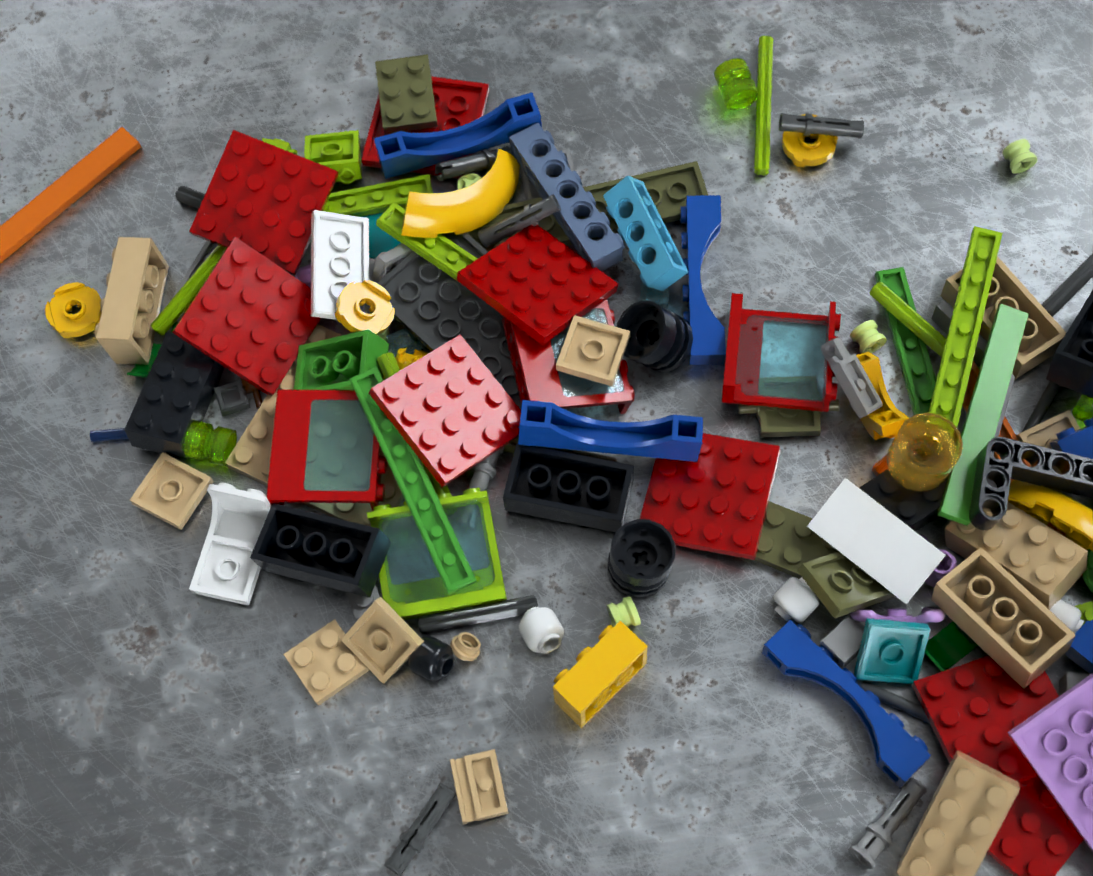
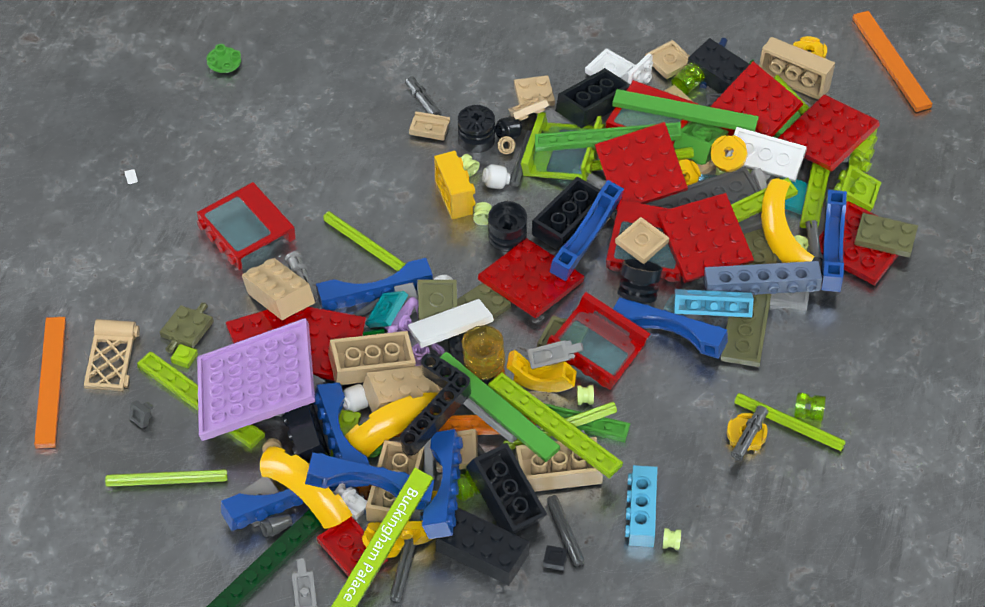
camera: 110 degrees right, 15 degrees down
(307, 400) = (684, 110): none -> bright green tile
(458, 717) = (476, 128): none -> black wheel
(536, 683) = (470, 165): none -> yellowish green wheel
(549, 206) = (754, 250): dark grey pin -> none
(766, 765) = (363, 241): none -> lime axle
(1004, 193) = (641, 534): none -> medium azure brick

